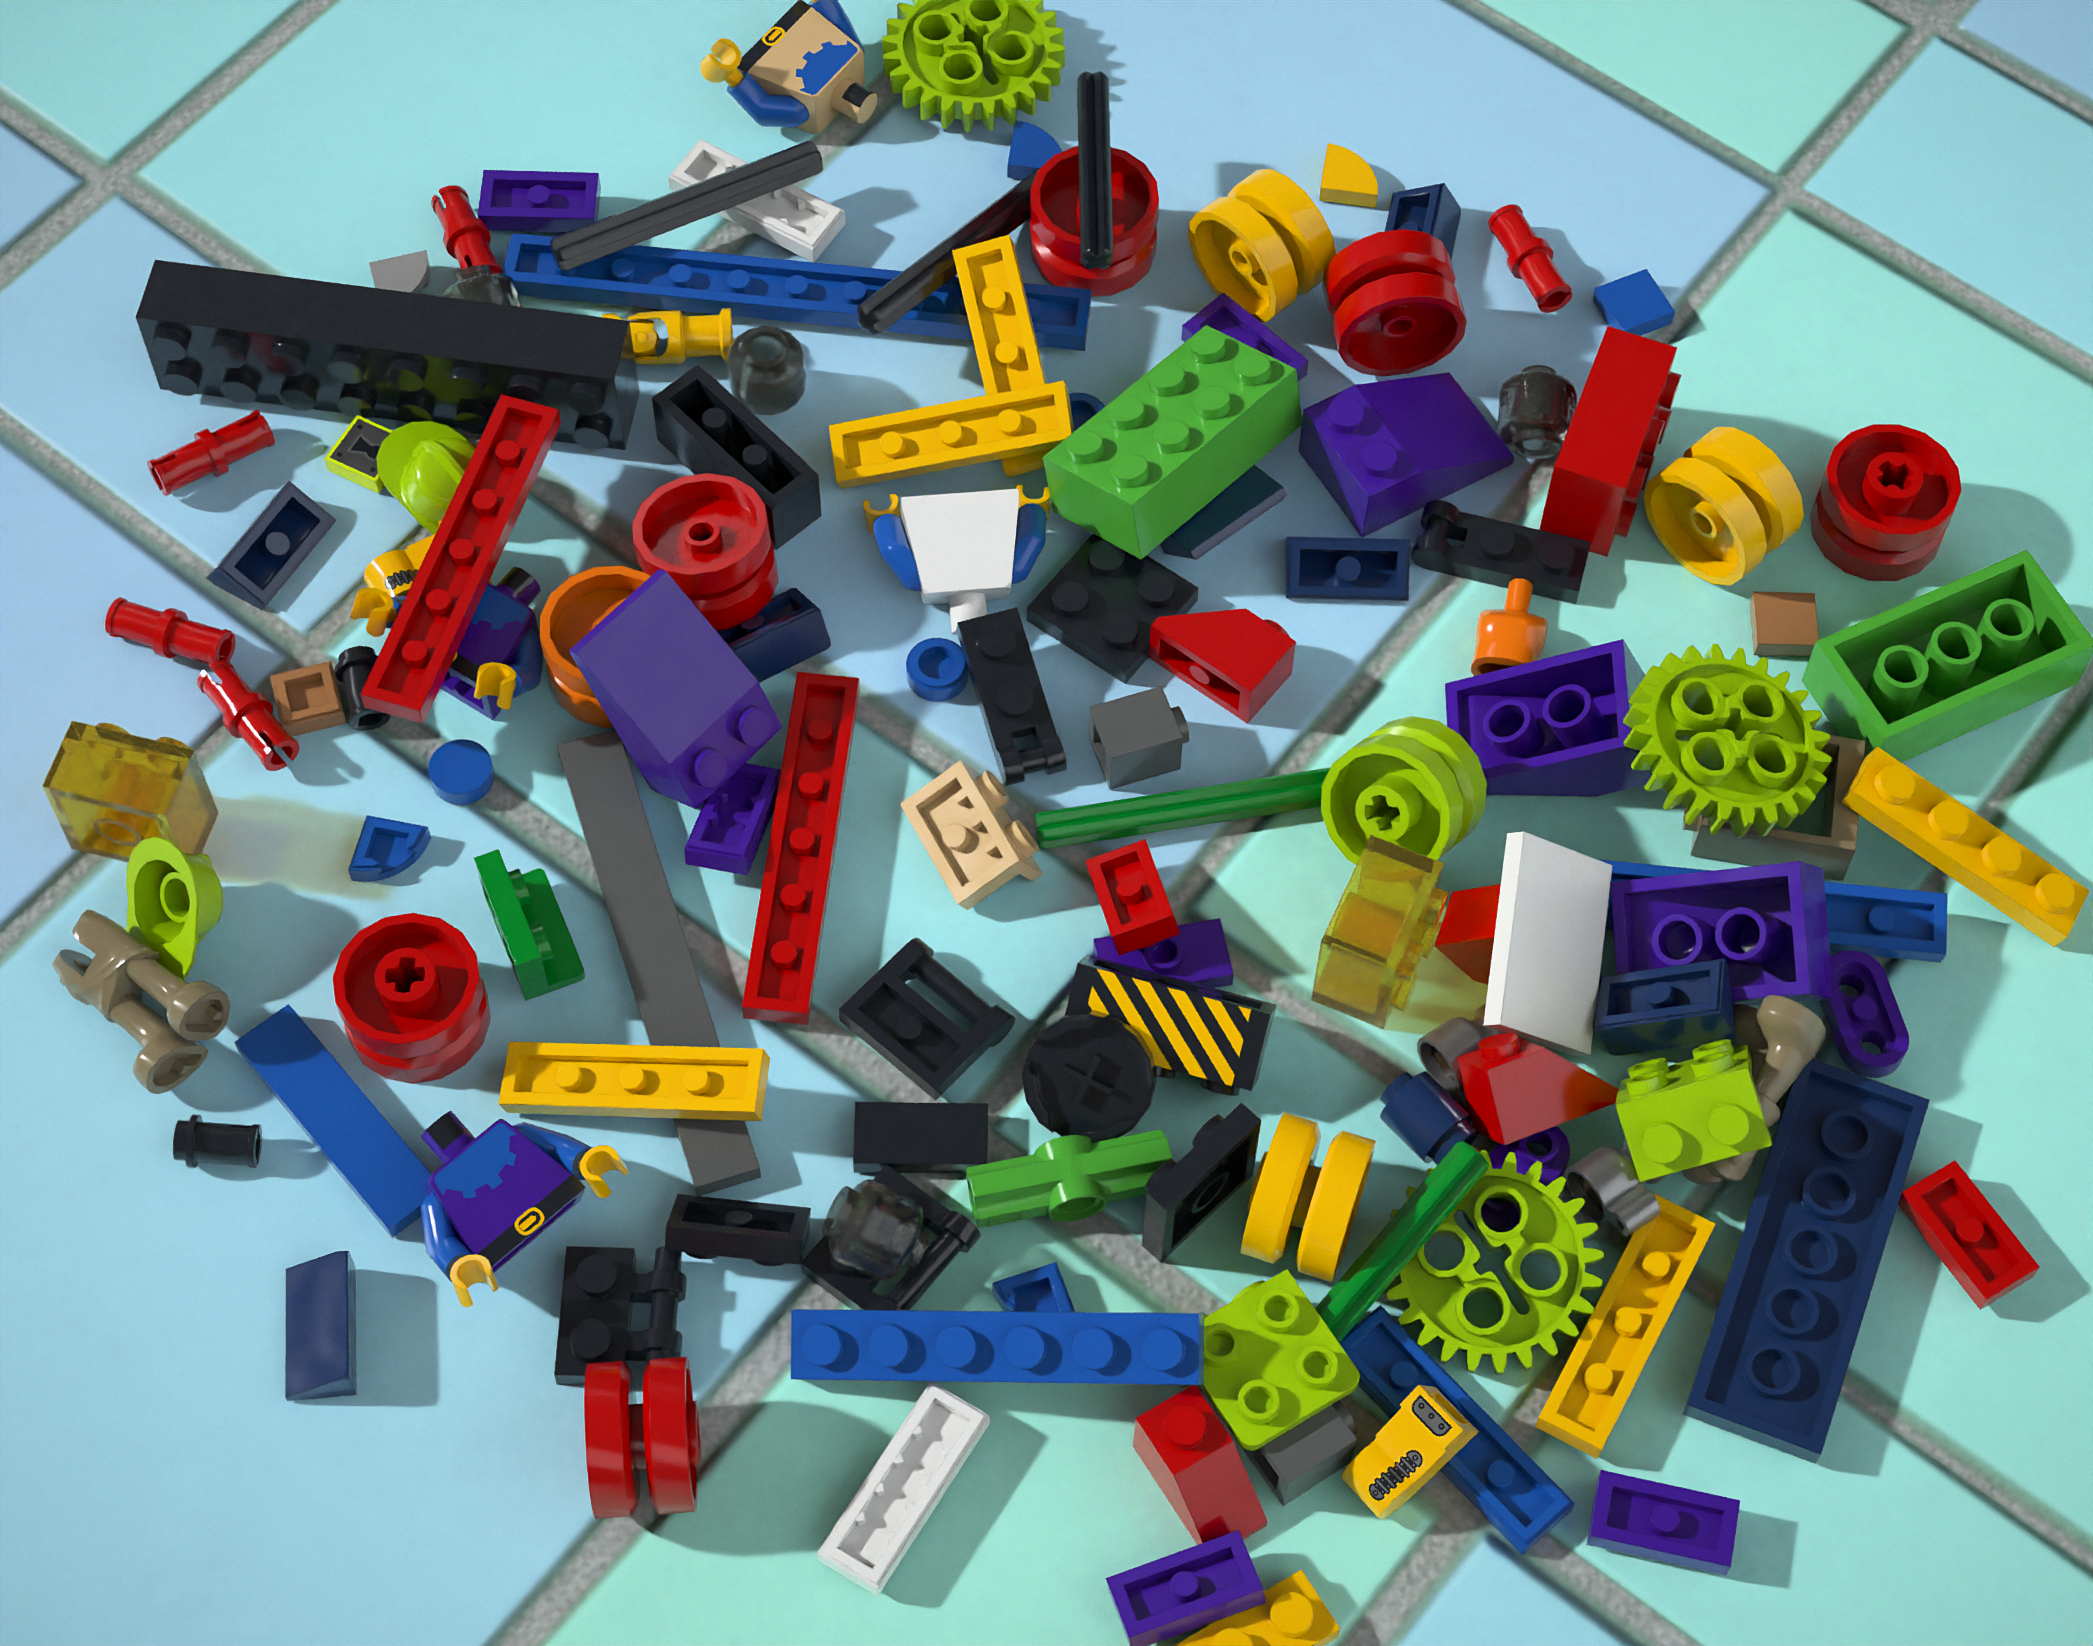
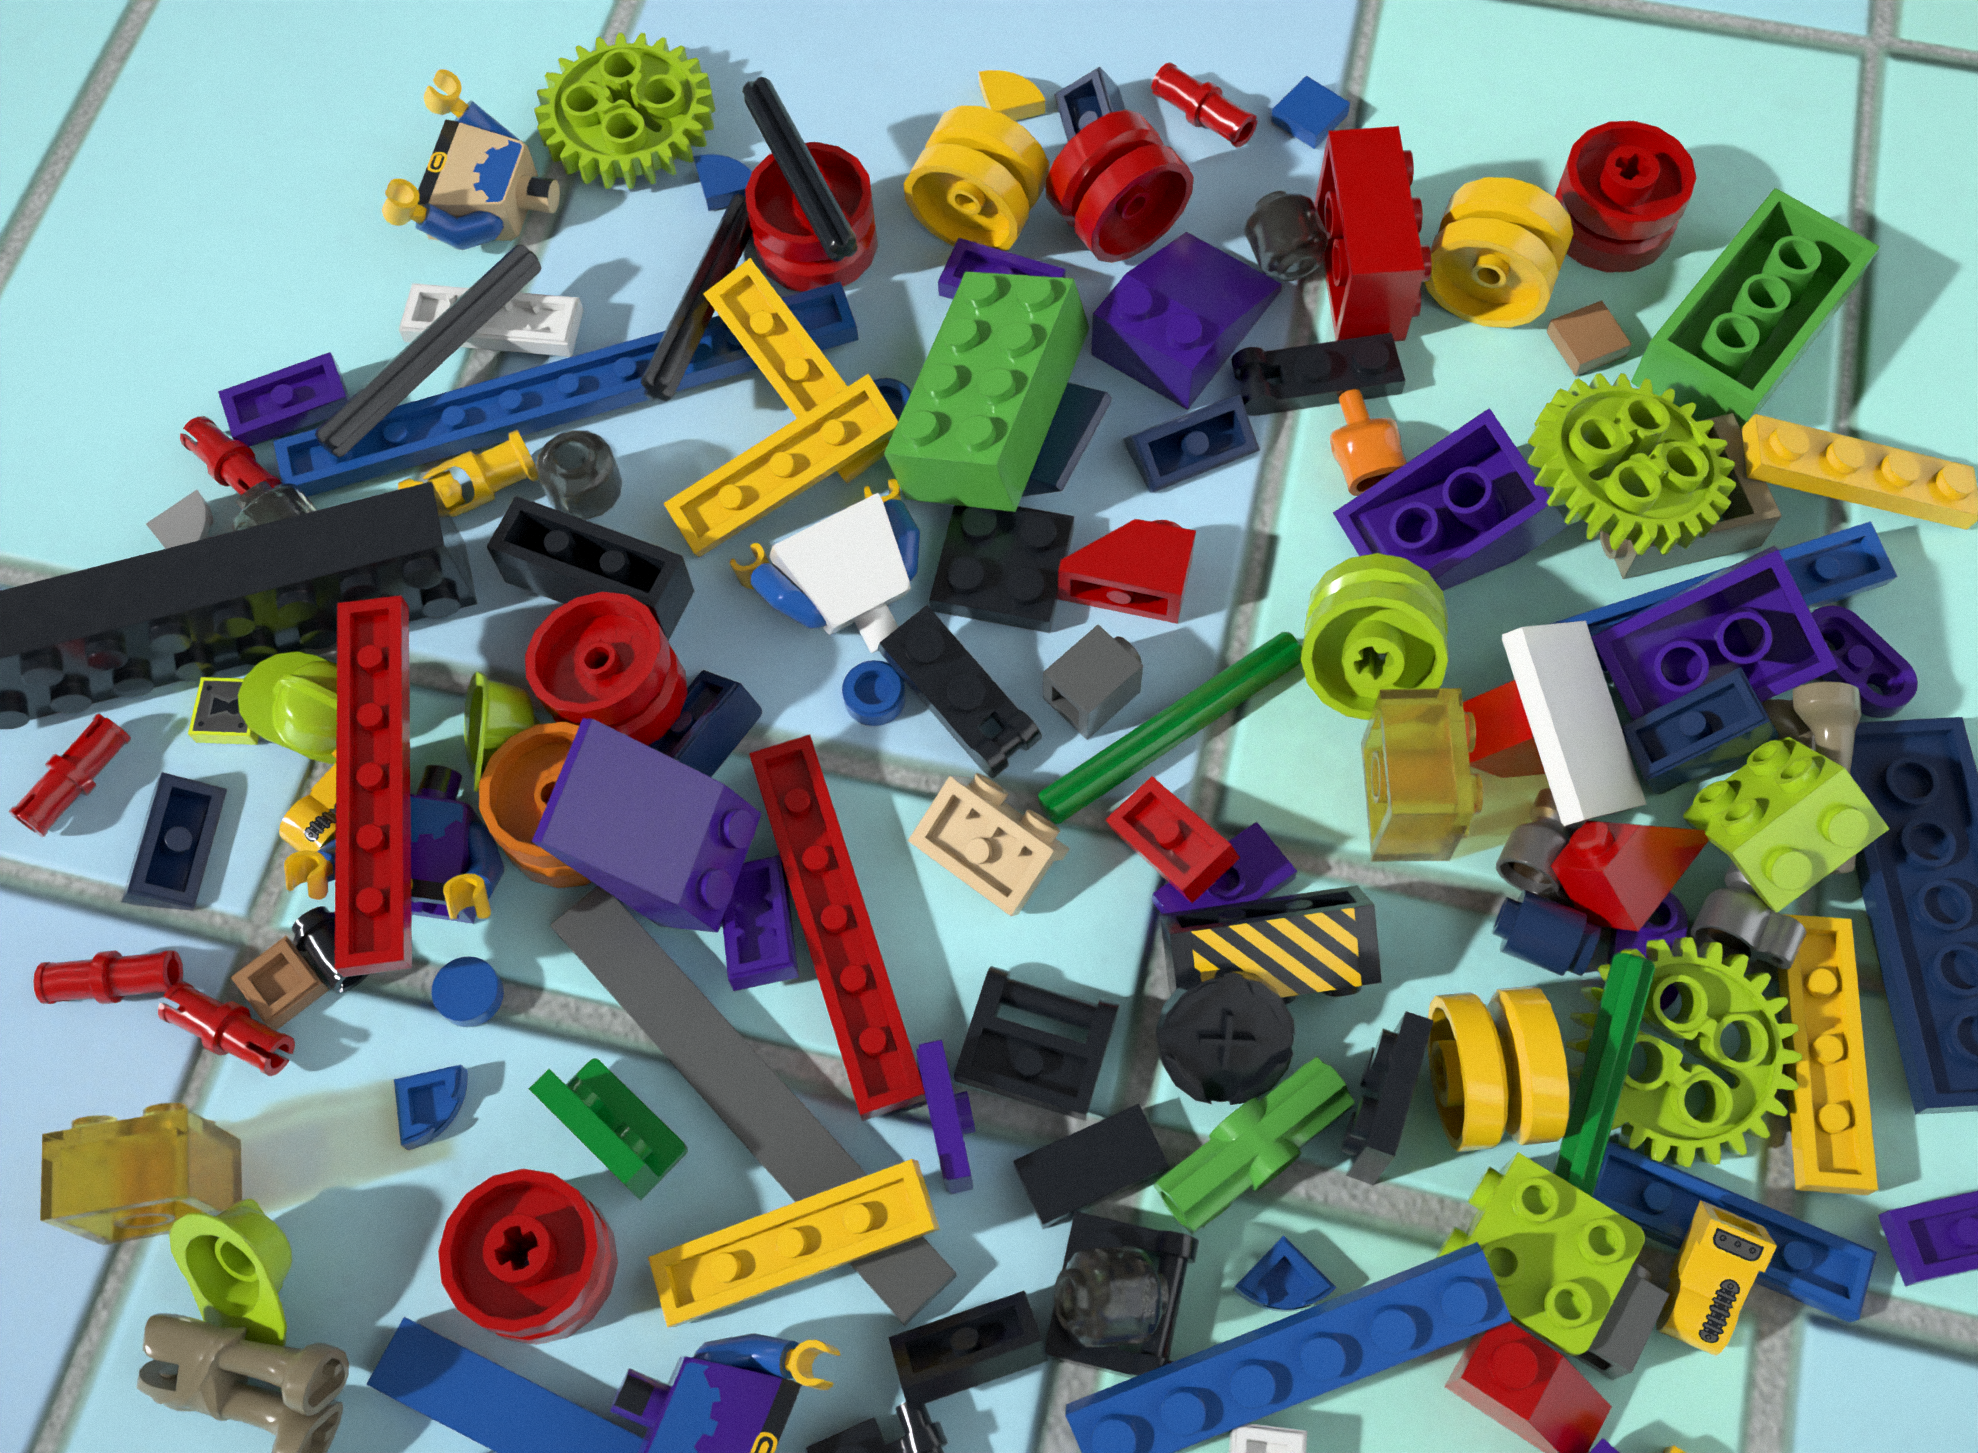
camera: 20 degrees left, 5 degrees up
(591, 544) = (491, 717): none -> lime piece
(816, 1041) = (949, 1117): none -> dark purple plate

